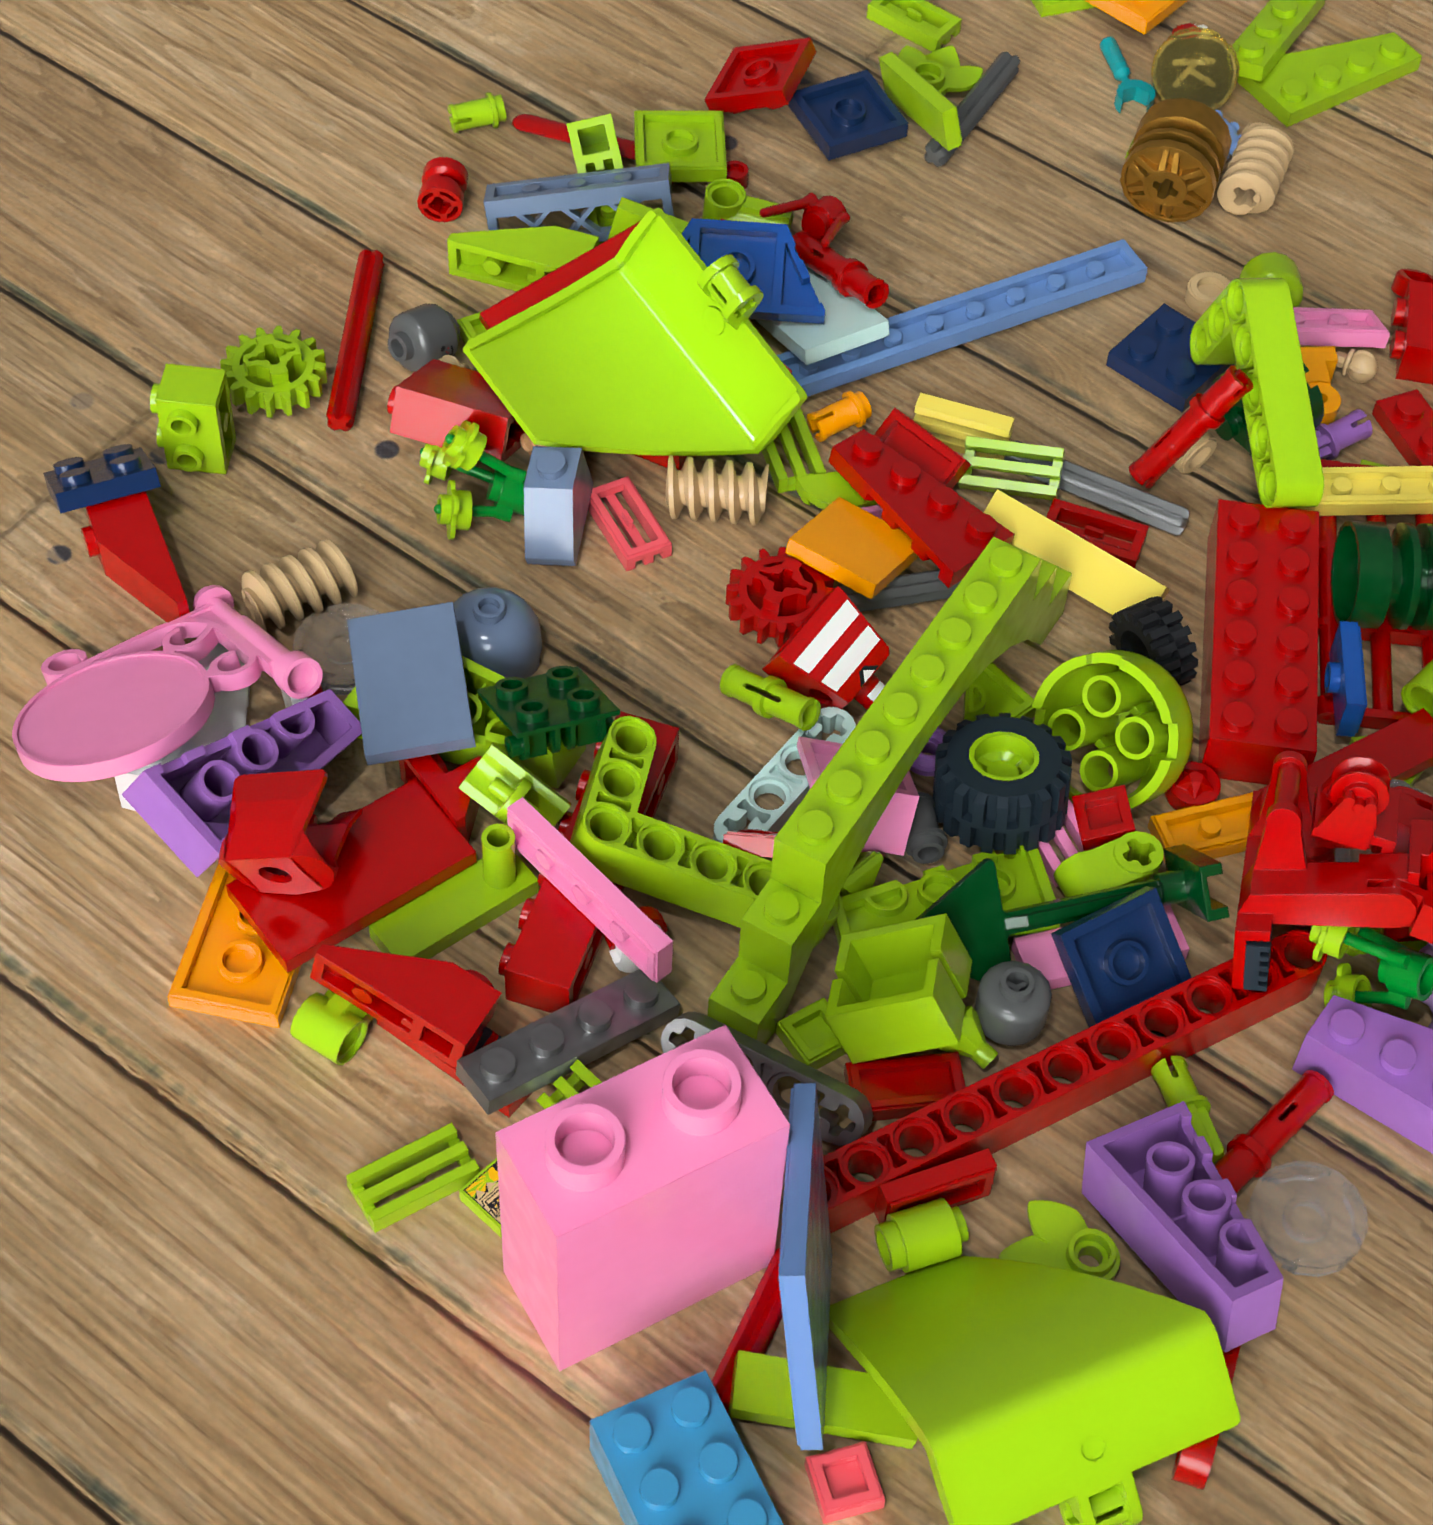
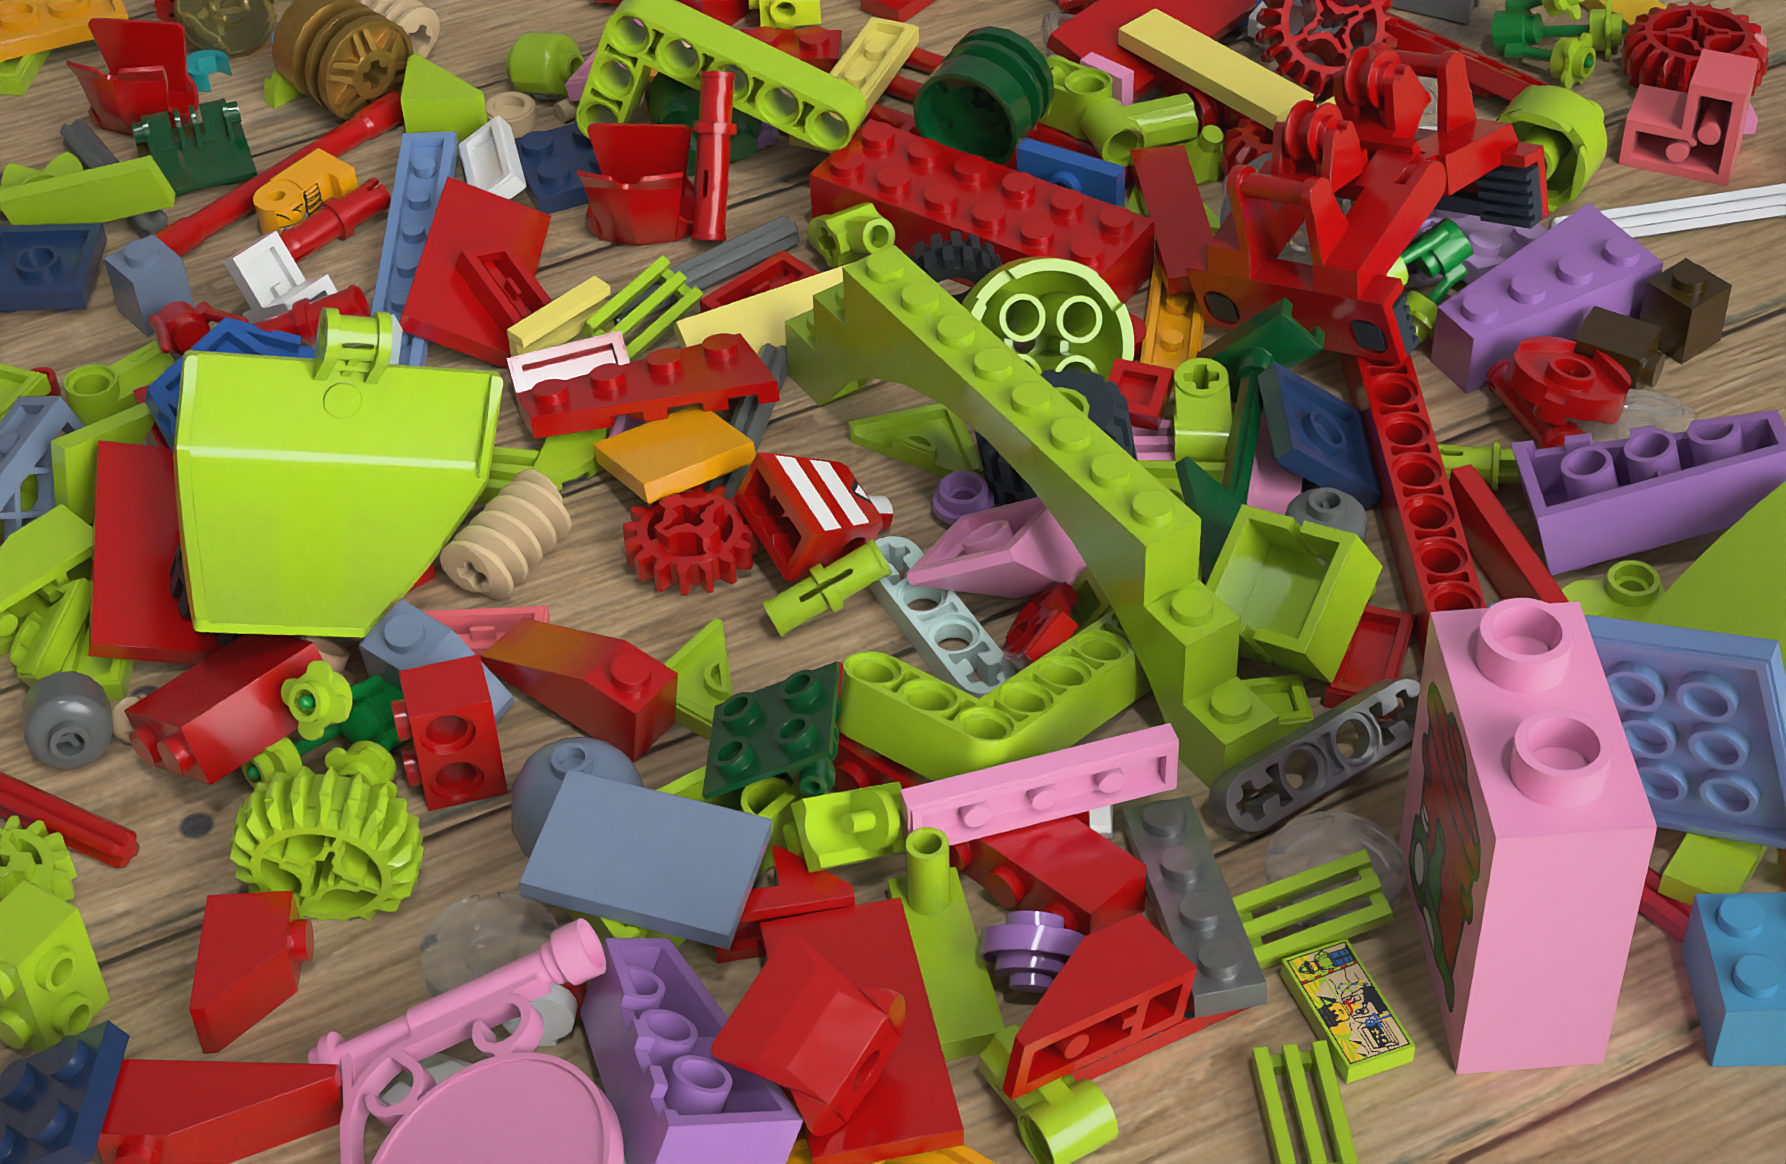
camera: 60 degrees left, 10 degrees down
(262, 521) = (246, 963): none -> red slope
(297, 583) = (377, 953): tan piece -> none
(361, 513) = (330, 842): none -> lime gear
(468, 943) = (1029, 949): none -> medium lavender plate
(486, 294) = (46, 640): none -> lime tile
(495, 534) = (452, 732): none -> red brick
(597, 595) = (589, 681): none -> red slope
(649, 661) = (701, 678): none -> lime tile
(860, 178) = (146, 279): none -> sand blue brick
(890, 247) = (272, 278): none -> white brick
(984, 242) = (336, 219): none -> red pin
(994, 348) = (439, 299): none -> red tile
(995, 346) = (495, 292): none -> red tile
(1015, 218) = (301, 189): none -> light orange leg
(1031, 134) = (197, 153): none -> dark green hinge
(1053, 1159) = (1498, 543): none -> red tile
(1086, 65) = (145, 73): none -> red piece
(1128, 308) = (493, 159): none -> white tile
(1129, 215) = (365, 125): none -> red piece
(1158, 399) = (642, 183): none -> red piece
(1172, 241) = (440, 101): none -> lime slope
(1180, 558) = (850, 234): none -> lime axle
(1283, 1144) = (1566, 382): none -> red plate
(1391, 1163) = (1626, 340): none -> dark brown brick

